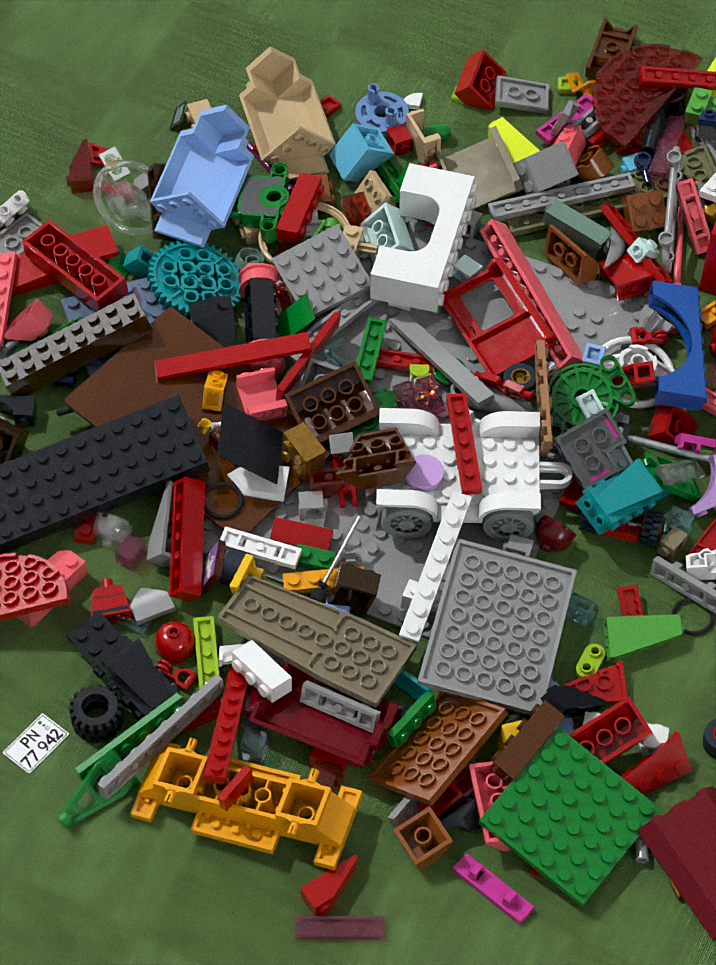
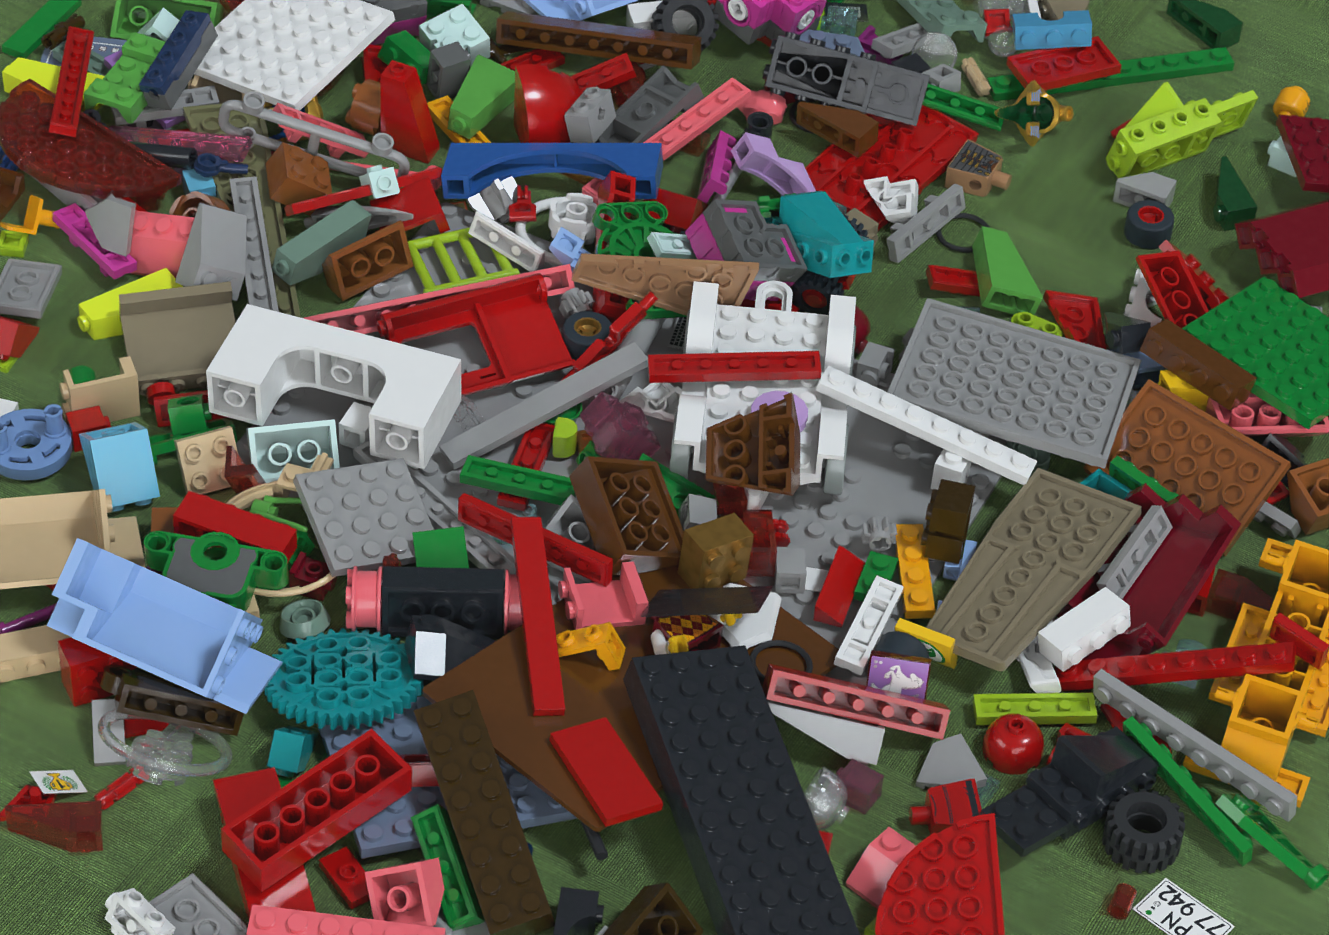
camera: 90 degrees left, 10 degrees down
(43, 703) = (1122, 901): none -> clear red hinge
(53, 300) = (346, 876): none -> red plate
(108, 401) = (606, 771): none -> red tile
(317, 593) = (944, 570): piece -> none
(605, 295) = (437, 242): none -> lime bar
(606, 324) = (507, 242): none -> white slope
(680, 472) = (772, 191): clear tile -> none

